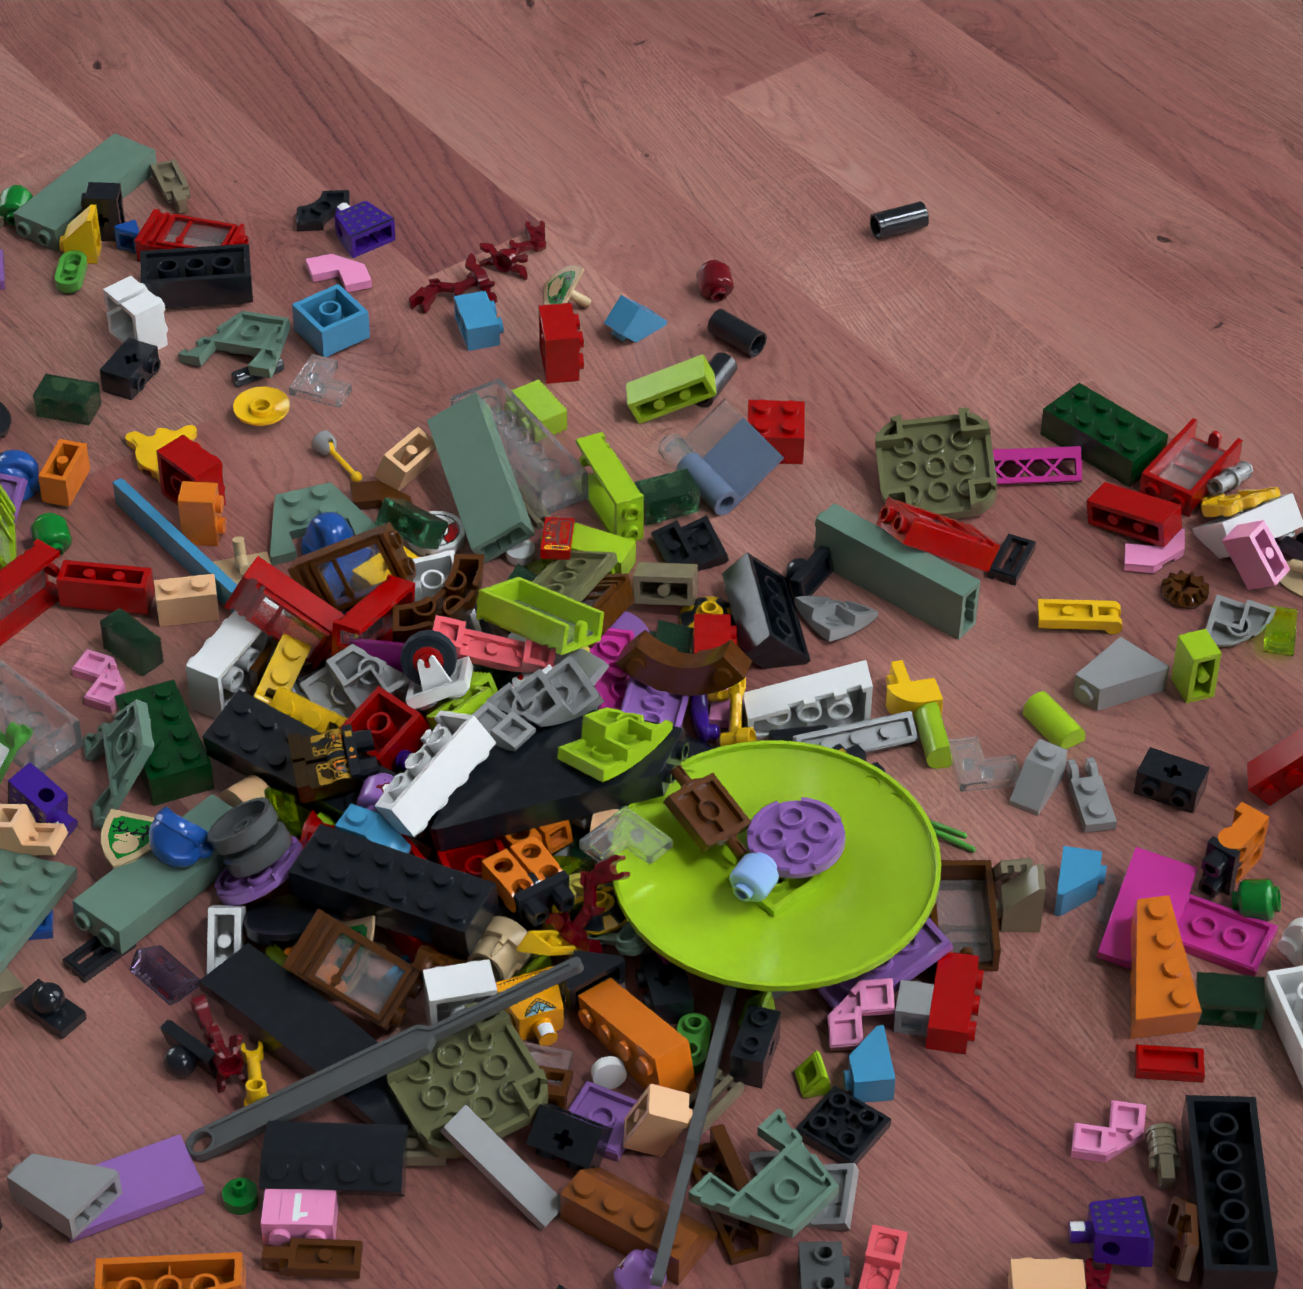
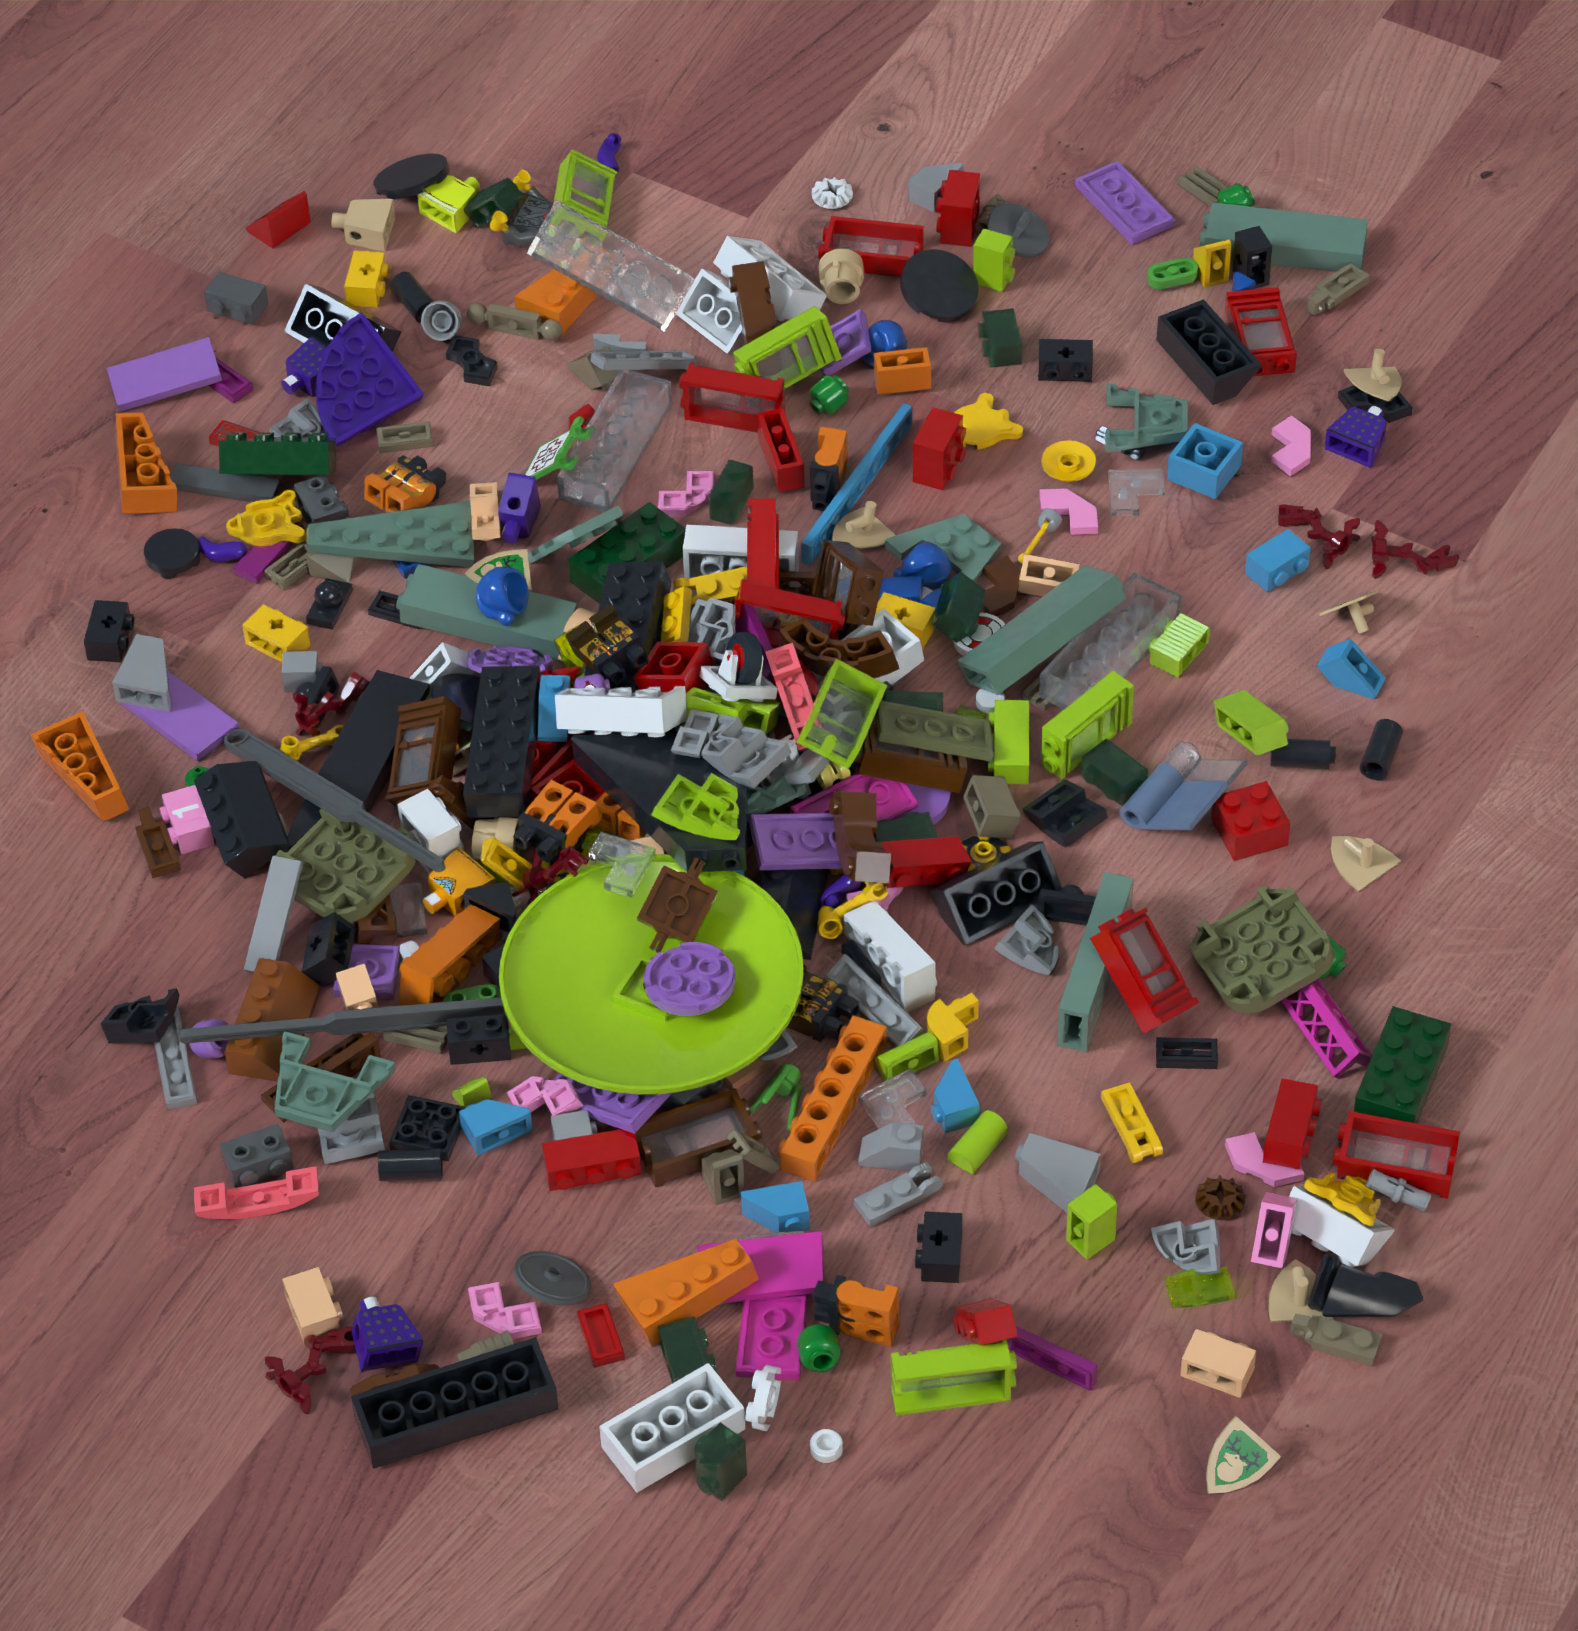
camera: 70 degrees right, 5 degrees up
(72, 1063) = (275, 633): none -> yellow brick
(138, 314) = (1123, 335): white piece -> none
(141, 1056) = (299, 668): none -> light grey brick
(156, 549) = (829, 467): none -> hips
(163, 974) = (398, 653): clear purple slope -> none
(186, 600) = (796, 504): light nougat brick -> none
(201, 512) = (896, 471): orange brick -> none
(249, 837) = (520, 635): dark grey wheel -> none
(301, 195) = (1377, 380): none -> tan shield
(303, 429) = (1065, 502): none -> bright pink tile
(557, 538) = (990, 707): red tile -> none
(560, 343) = (1268, 623): red brick -> none
(715, 280) = (1448, 708): dark red head -> none
(754, 877) = (620, 960): light blue head -> none
(846, 389) = (1361, 860): none -> tan shield
(893, 1151) = (410, 1164): none -> black pin
(961, 800) = (832, 1099): none -> orange brick
(998, 717) = (955, 1100): none -> dark azure slope
(1096, 1073) = (552, 1278): none -> dark grey shield

